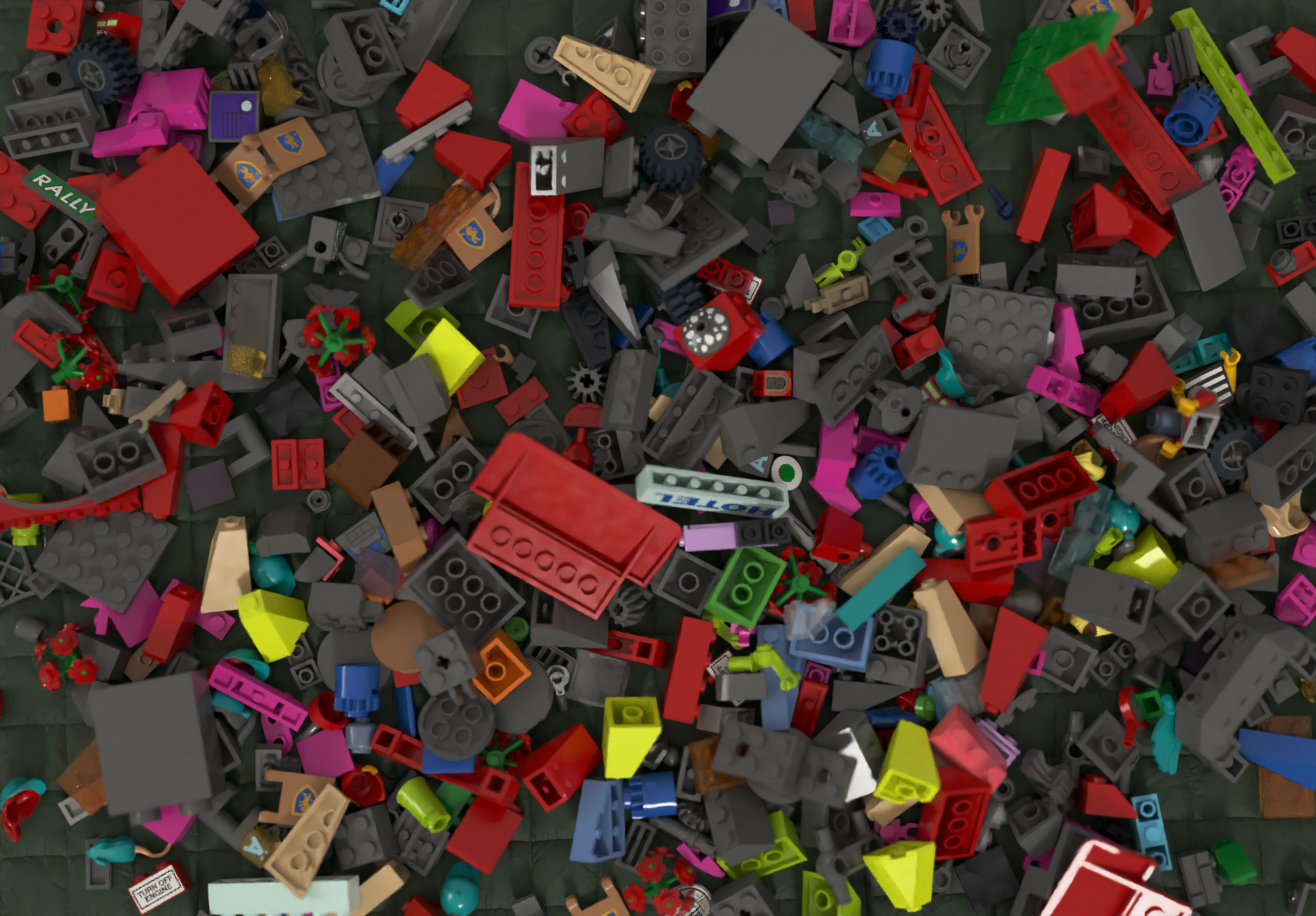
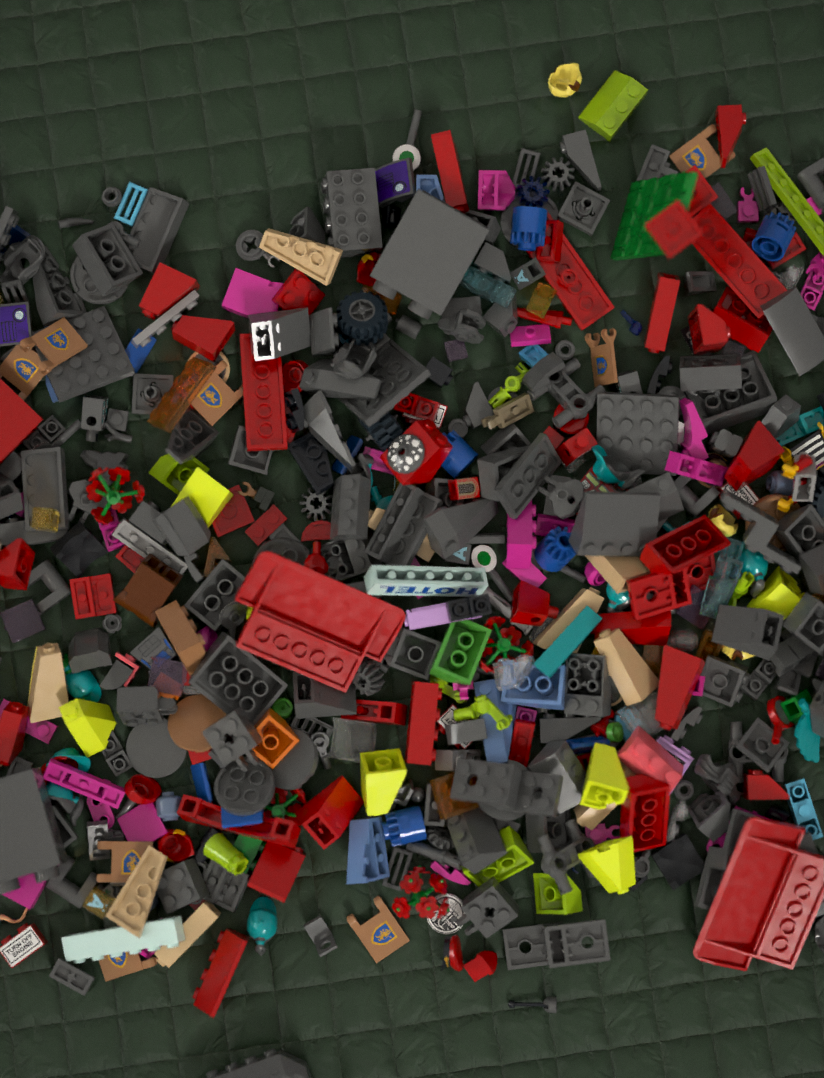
camera: 10 degrees left, 0 degrees up
(276, 87) = (41, 297): clear yellow wing -> none
(357, 688) = (161, 769): blue gear -> none

